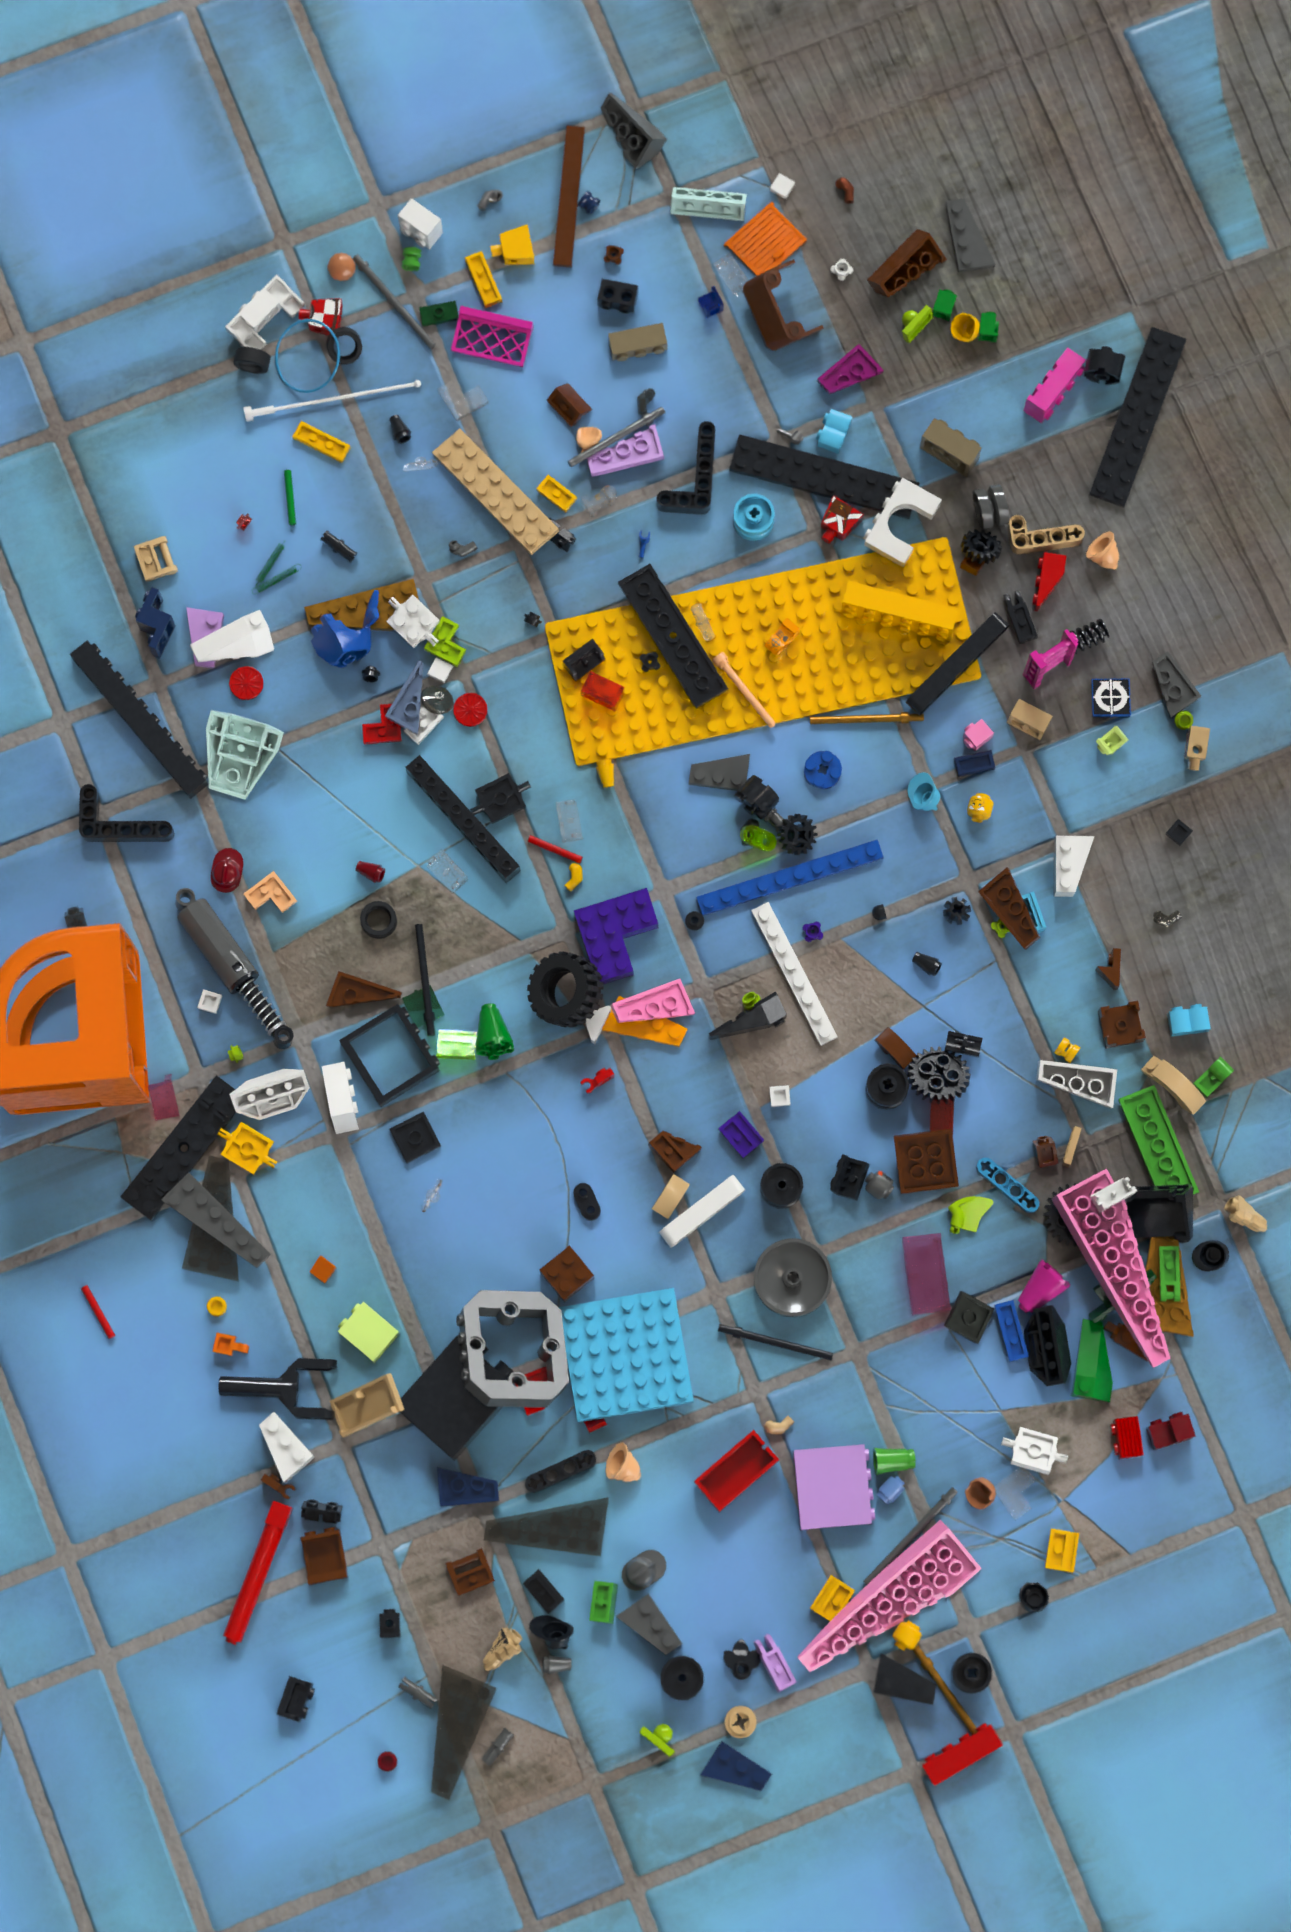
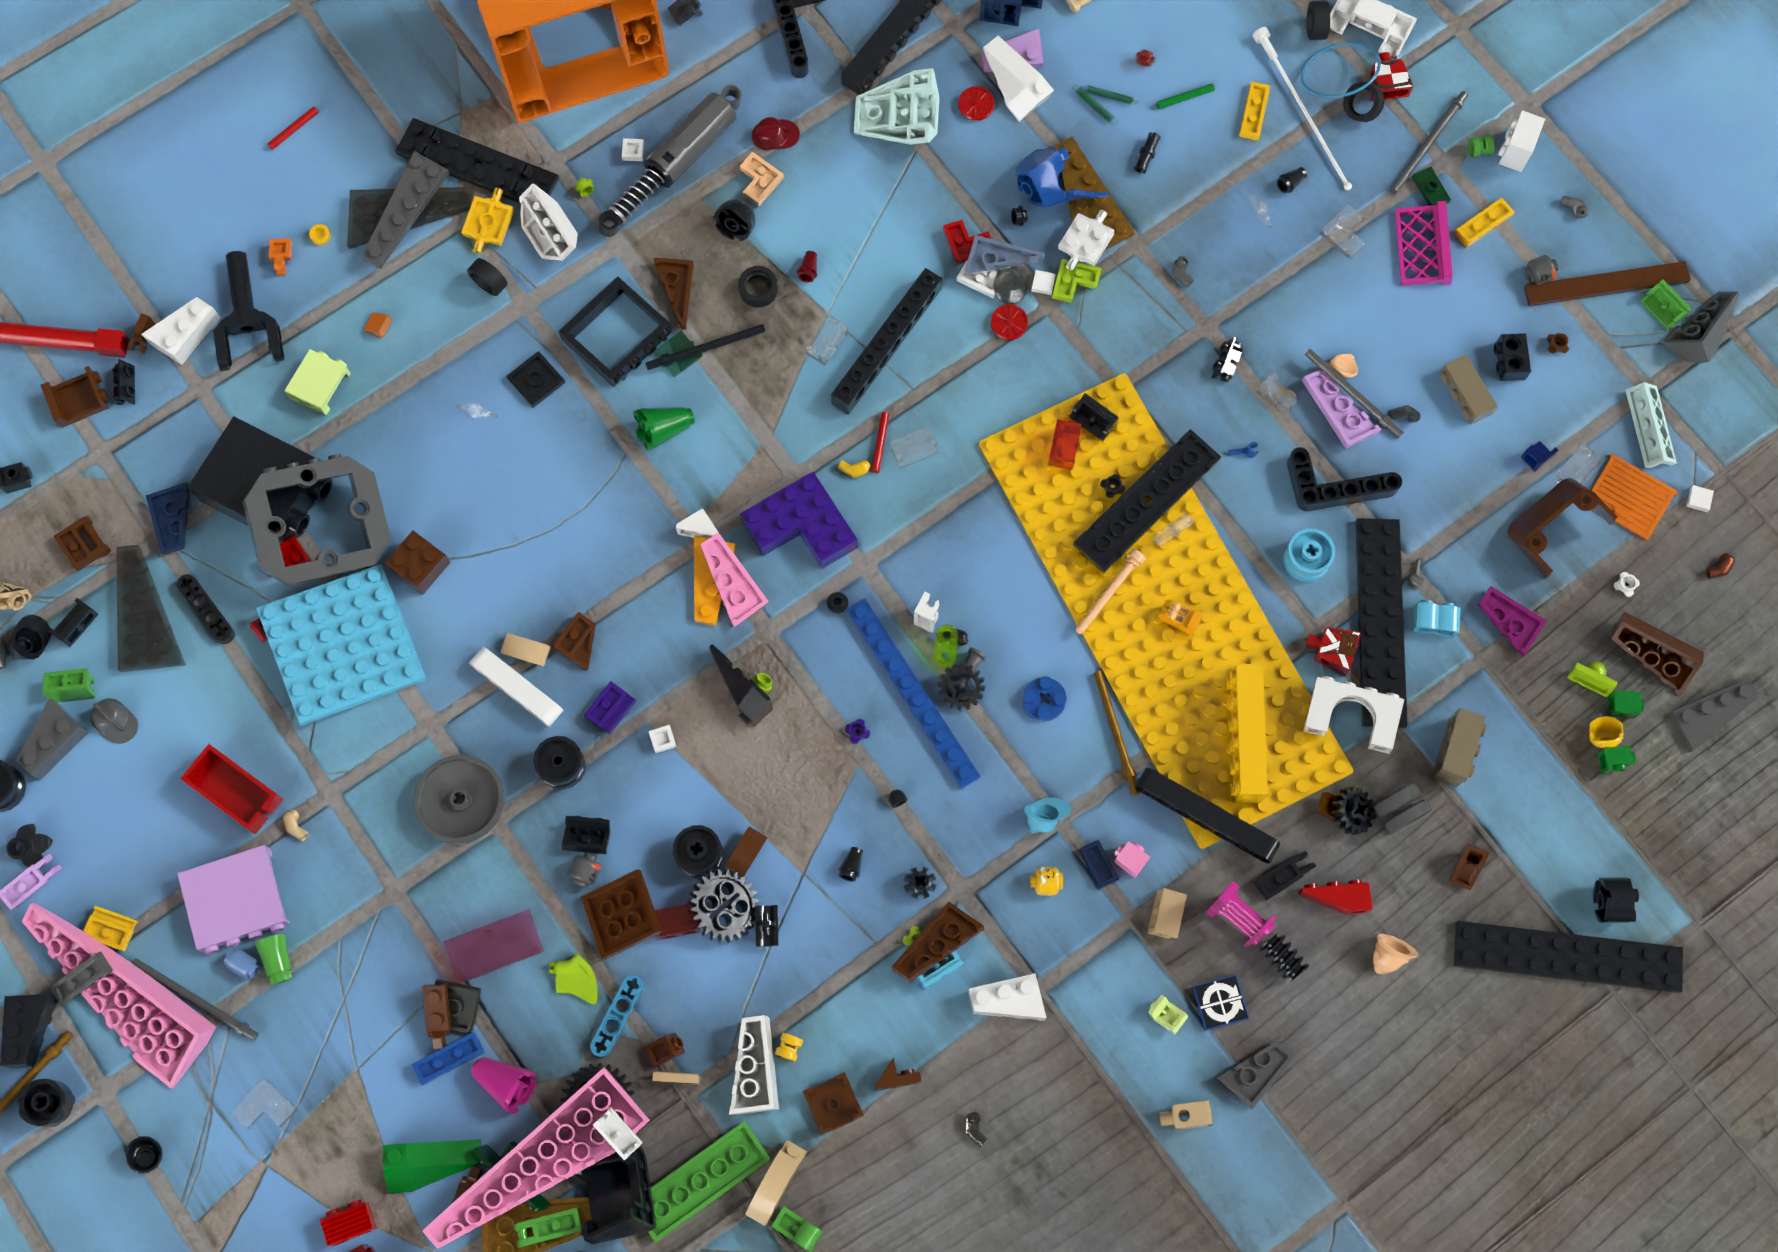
camera: 75 degrees right, 5 degrees down
(163, 1099) = (521, 131): clear pink piece -> none
(307, 1157) = (487, 277): none -> black tyre
(308, 922) = (735, 219): none -> black cylinder
(340, 1096) = (558, 293): white wedge -> none
(341, 267) = (1449, 82): nougat hair -> none
(366, 1405) = (233, 394): tan container -> none
(456, 1044) = (642, 391): clear neon green plate -> none
(495, 491) = (1253, 287): tan plate -> none
(500, 798) = (920, 373): black plate -> none
(515, 247) = (1531, 241): yellow torso -> none
(532, 619) = (1125, 358): black plate -> none
(544, 246) = (1541, 270): none -> dark grey head
(556, 493) = (1271, 349): yellow plate -> none
(568, 404) = (1375, 337): reddish brown panel -> none
(586, 993) = (723, 499): black tyre -> none
(587, 1201) = (503, 566): black plate -> none
(589, 203) = (1606, 303): dark blue wheel -> none
(602, 155) = (1665, 304): none -> bright green hinge
(602, 1077) = (641, 548): red plate -> none
(606, 772) = (977, 472): yellow cone -> none
(622, 1465) = (218, 670): light nougat piece -> none
(721, 773) = (1010, 593): dark grey wing -> none
(726, 848) = (924, 615): none -> white hinge
(737, 1332) = (390, 757): black bar -> none
(757, 797) = (990, 632): black brick -> none
(794, 974) = (804, 723): white plate -> none
(874, 1624) = (81, 978): none -> dark grey plate
(907, 1635) = (79, 1020): yellow head -> none
(972, 1330) = (437, 1013): none -> reddish brown hinge
(980, 1493) = (253, 1066): nougat hair -> none
(1034, 1450) = (312, 1116): white plate -> none
(1045, 535) = (1391, 882): tan beam -> none
(1047, 1346) = (434, 1105): black wedge -> none
(1049, 470) = (1469, 866): none -> reddish brown slope
(1054, 385) = (1571, 849): dark pink wedge -> none
(1061, 1550) = (205, 1176): yellow plate -> none
(1179, 832) = (1081, 1120): black plate -> none
(1183, 720) = (1218, 1094): lime plate -> none
(1188, 1021) = (857, 1183): medium azure brick -> none

